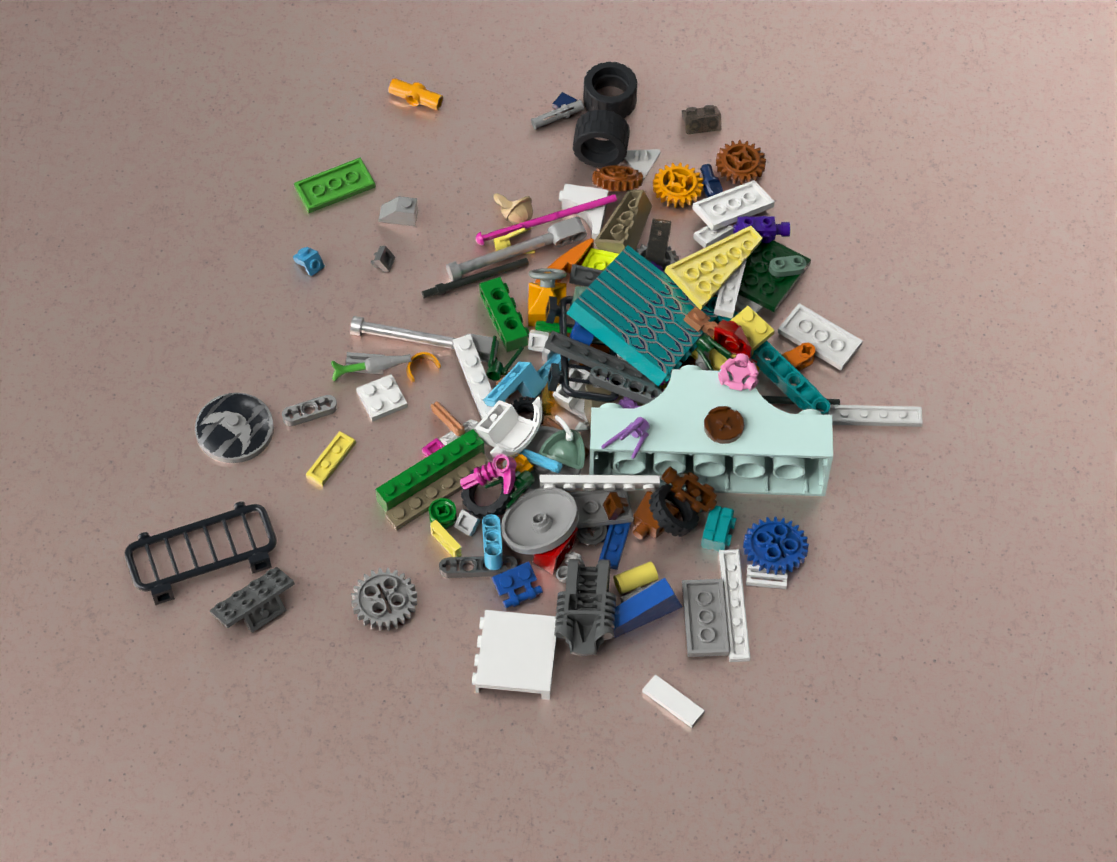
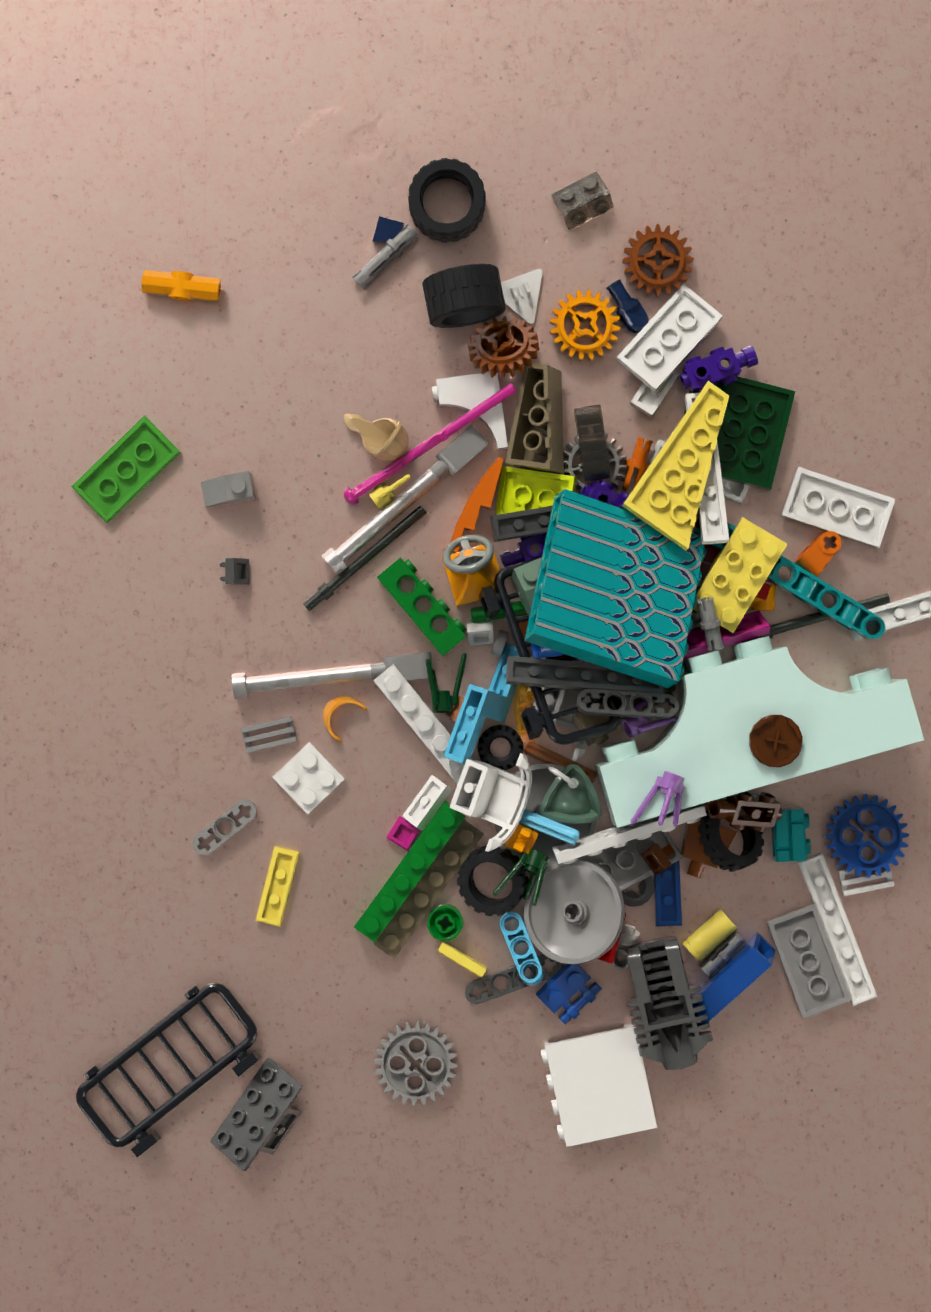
camera: 20 degrees left, 30 degrees up
(234, 427) = (139, 882): dish -> none
(309, 259) = (138, 603): dark azure bracket -> none
(371, 365) = (281, 742): light grey piece -> none
(447, 418) = (406, 790): nougat axle -> none
(467, 522) = (479, 926): light grey plate -> none
(494, 470) = (496, 866): dark pink piece -> none
(673, 701) = (802, 1081): white tile -> none
(700, 321) = (688, 567): nougat plate -> none
(707, 344) = (713, 607): dark green plant -> none
(732, 338) = (740, 584): red slope -> none
(739, 373) = (773, 660): bright pink piece -> none
(787, 266) = (769, 416): sand green plate -> none

